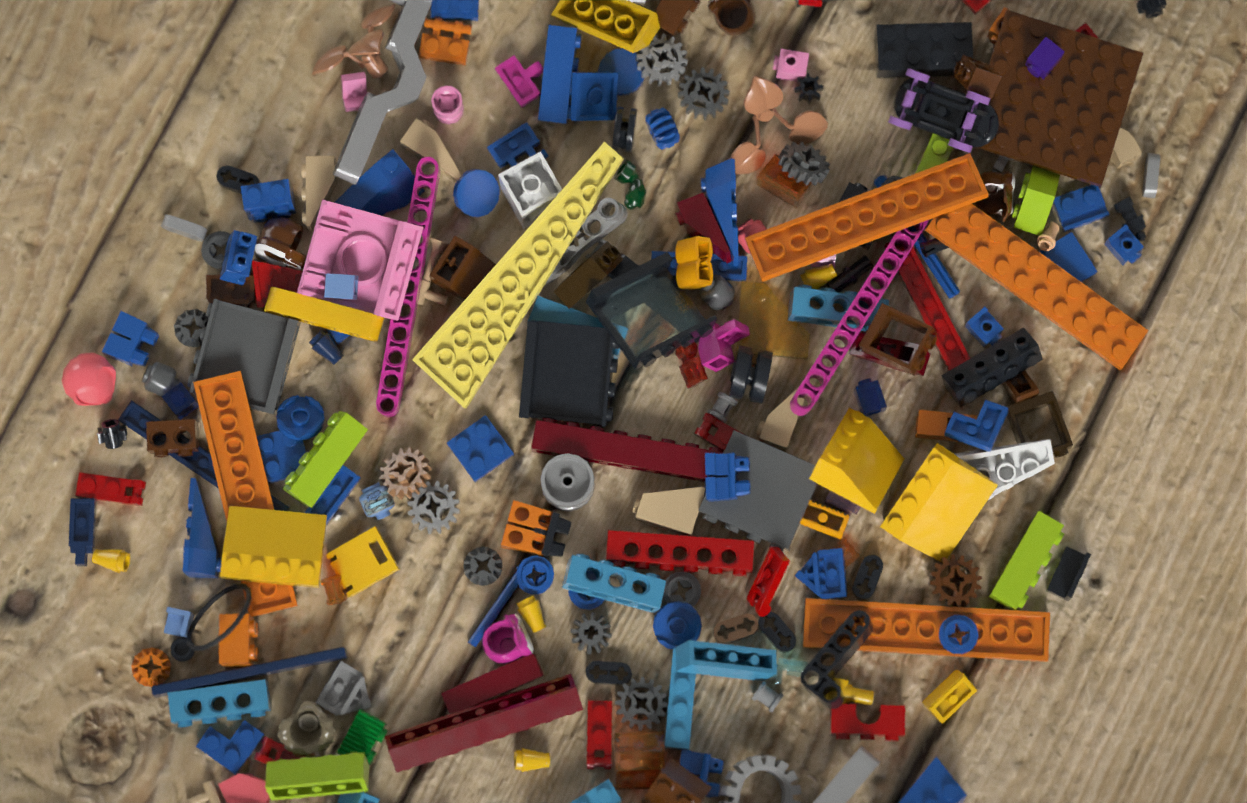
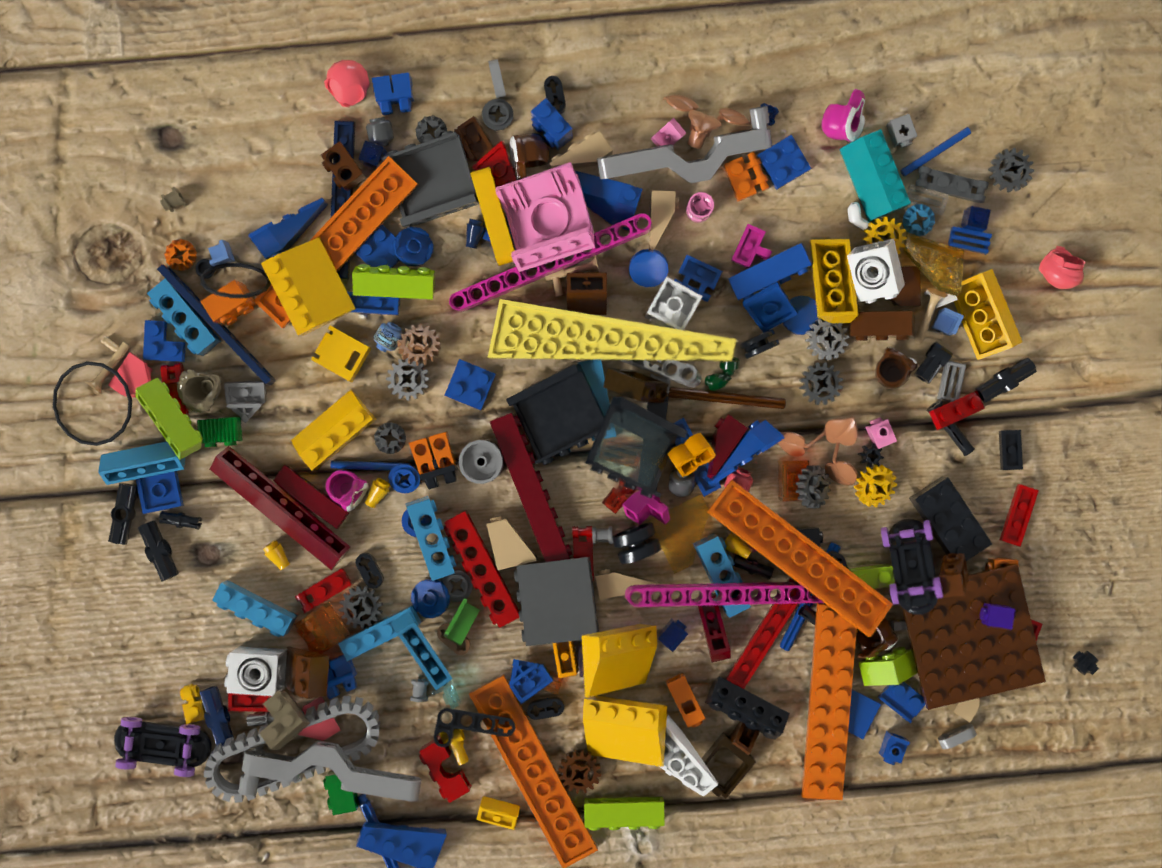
camera: 60 degrees right, 10 degrees up
(82, 528) = (243, 145): dark blue hinge -> none
(90, 637) = (172, 200): none -> dark tan brick
(110, 489) = (283, 146): red plate -> none
(112, 433) = (320, 123): black gear -> none
(115, 560) = (236, 181): yellow cone -> none
(238, 257) = (497, 130): blue hips -> none
(333, 590) = (308, 346): clear orange bush -> none
(341, 286) = (518, 216): medium blue panel -> none
(436, 619) = (332, 430): none -> yellow slope
(585, 627) = (386, 548): dark grey gear -> none
(659, 195) = (729, 398): none -> reddish brown axle
(662, 128) = (776, 370): blue gear -> none
(722, 607) = (461, 622): none -> bright green panel
(726, 467) = (544, 577): blue hips -> none
(768, 580) = (497, 644): red plate -> none
(773, 637) = (473, 670): black beam -> none
(841, 102) = (867, 491): none -> yellow gear
(877, 329) = (720, 614): reddish brown window -> none
(965, 625) = (551, 797): blue gear -> none
(975, 327) = (772, 677): blue brick -> none
(979, 432) = (695, 732): blue plate -> none
(1046, 240) = (863, 692): light nougat pin -> none
(1068, 573) = (634, 846): black panel -> none
(1134, 222) = (915, 746): black piece -> none

